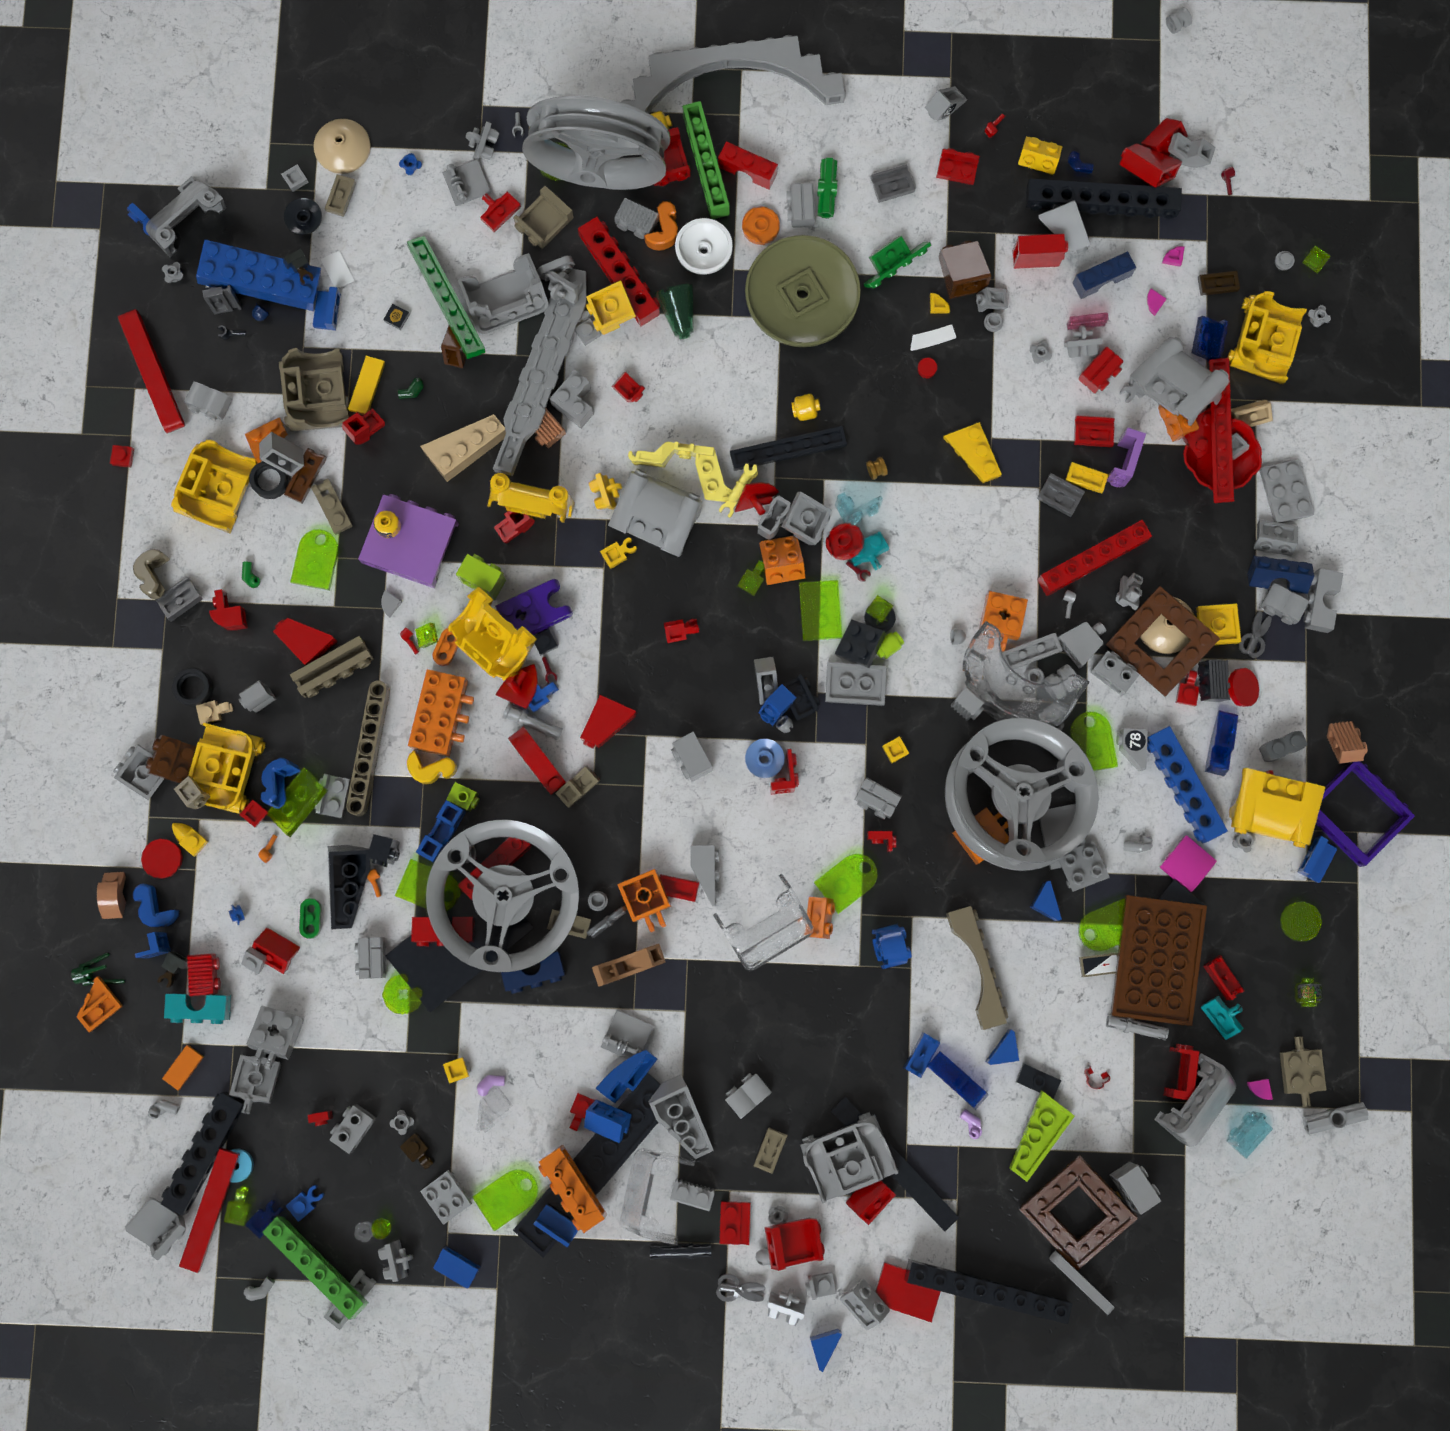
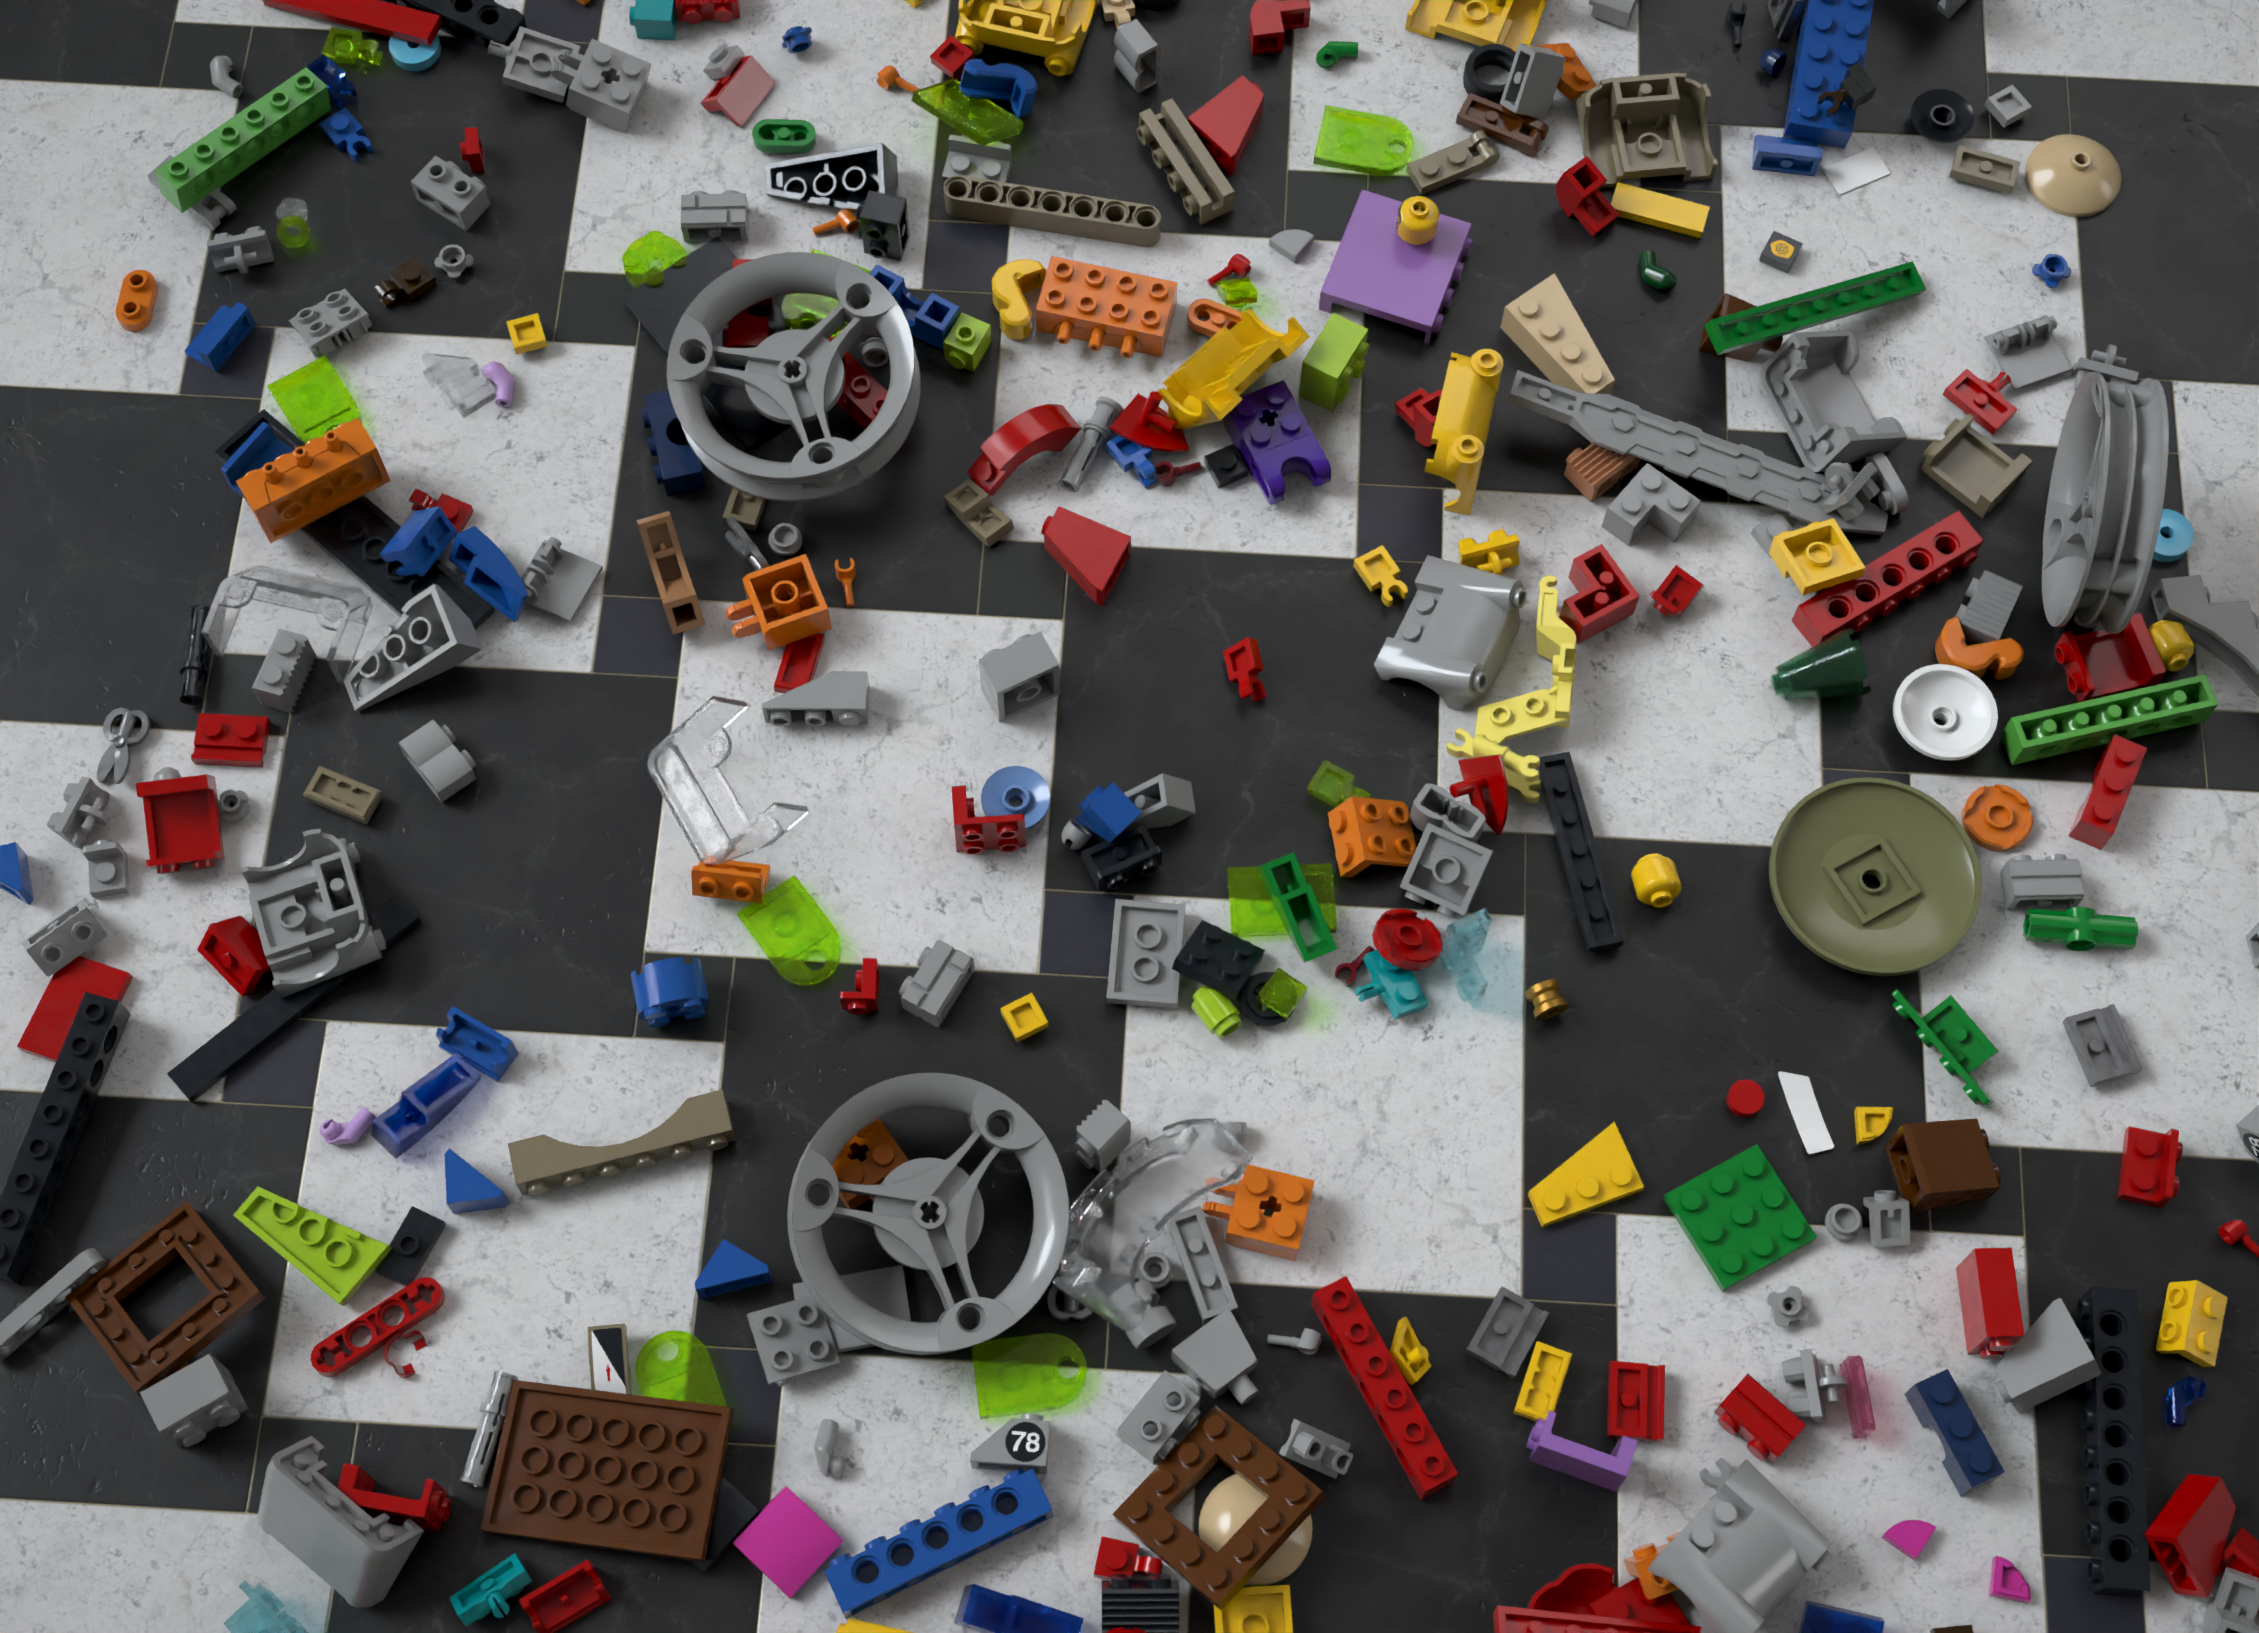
camera: 90 degrees right, 15 degrees down
(429, 1324) = (138, 297): none -> orange plate
(625, 862) = (846, 576): none -> orange hand
(632, 426) = (1602, 595): none -> red brick
(829, 600) = (1297, 907): none -> green slope
(992, 374) = (1739, 1217): none -> green plate
(1074, 545) = (1408, 1352): none -> yellow piece
(1083, 1094) = (380, 1330): none -> red beam

